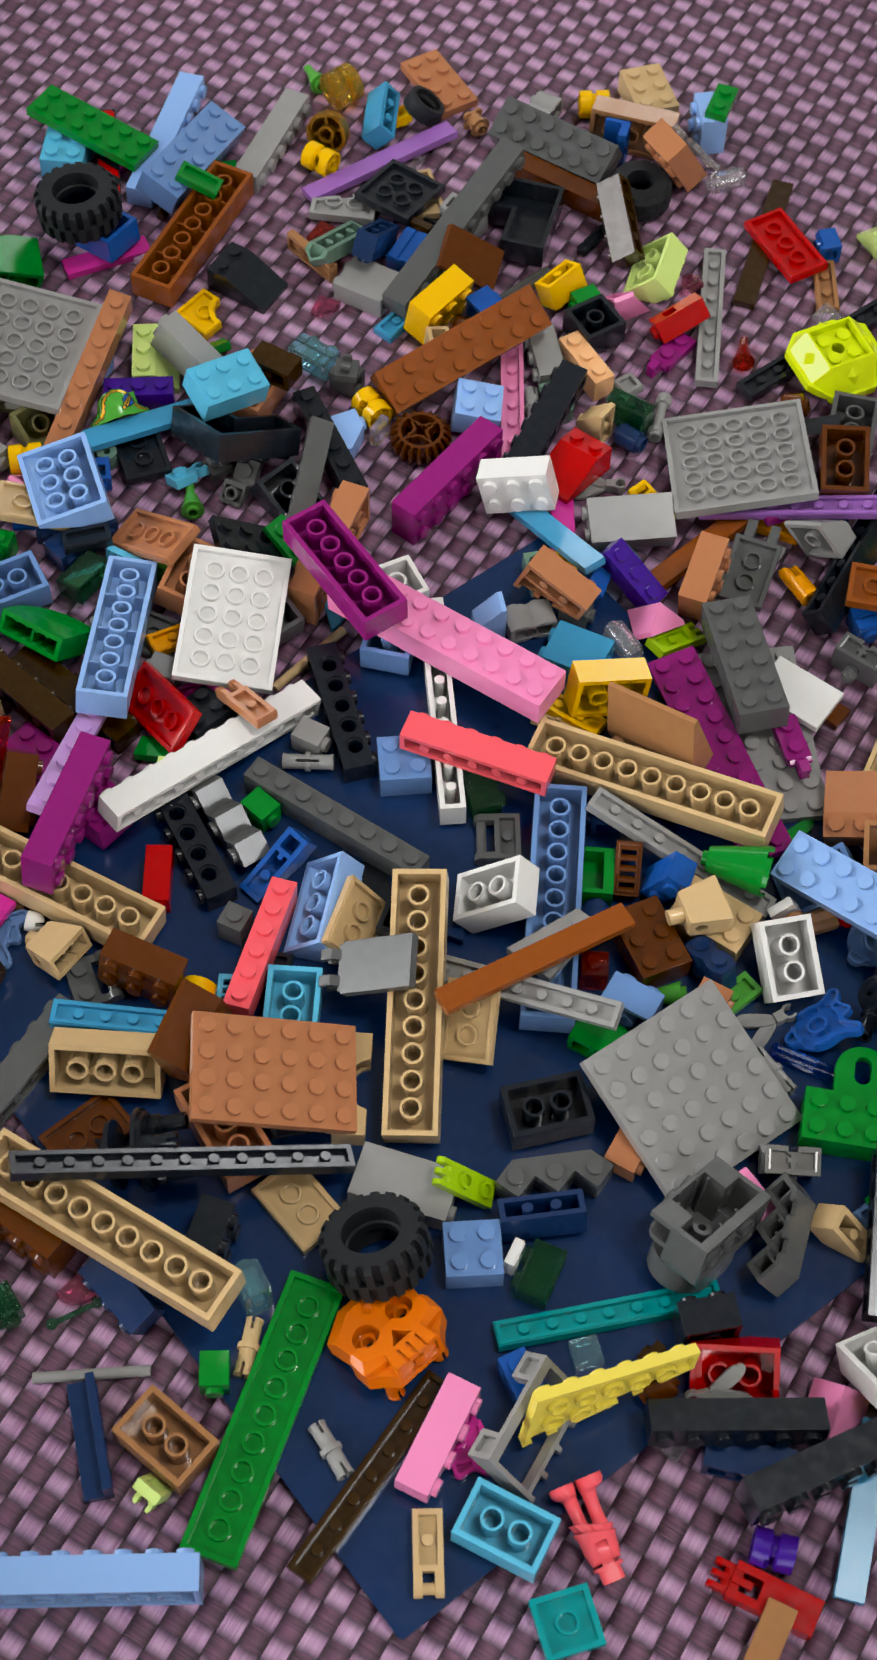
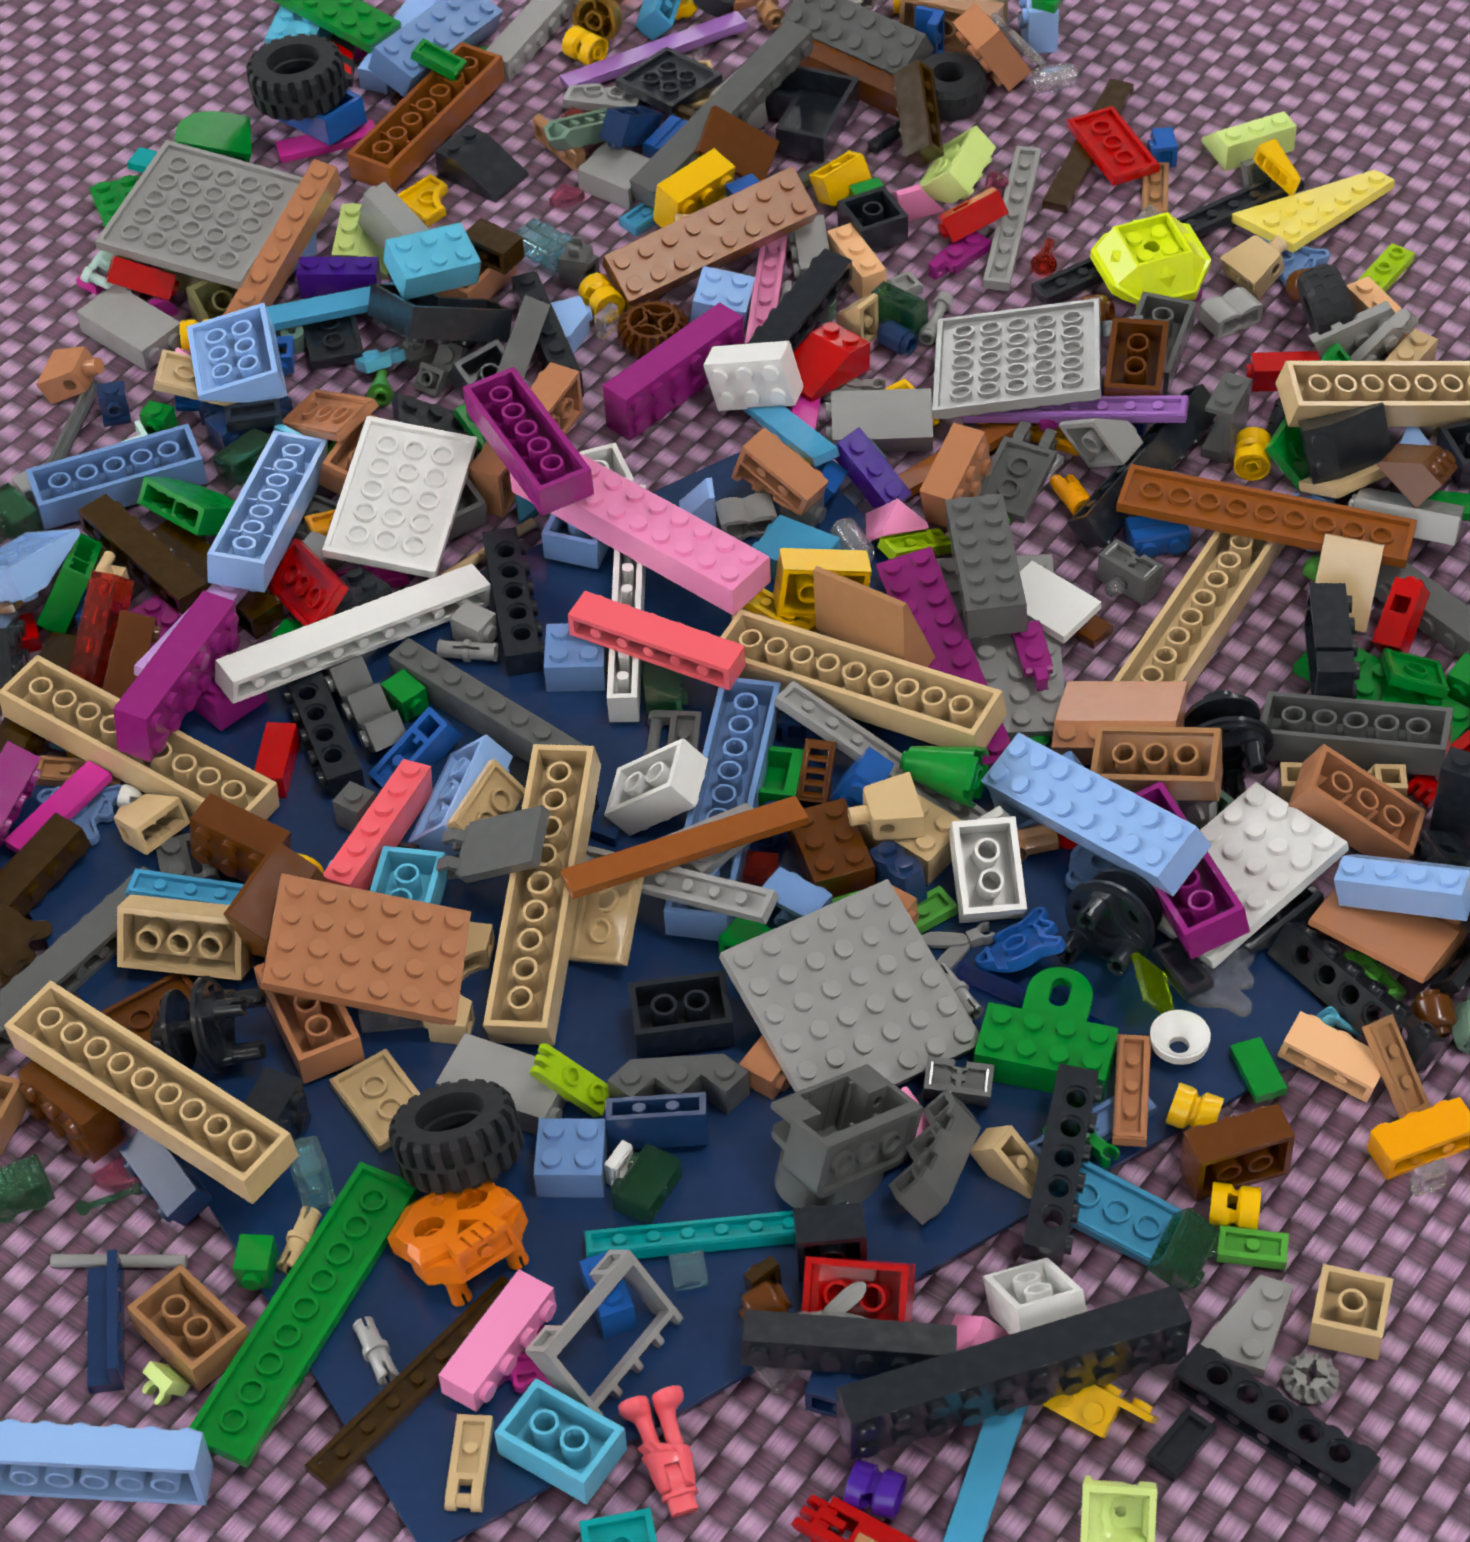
camera: 10 degrees right, 10 degrees down
(116, 405) = (309, 282): bright green hat -> none
(179, 1162) = (245, 1028): black plate -> none
(247, 704) = (401, 580): nougat hinge -> none
(593, 1393) = (686, 1294): light yellow wing -> none

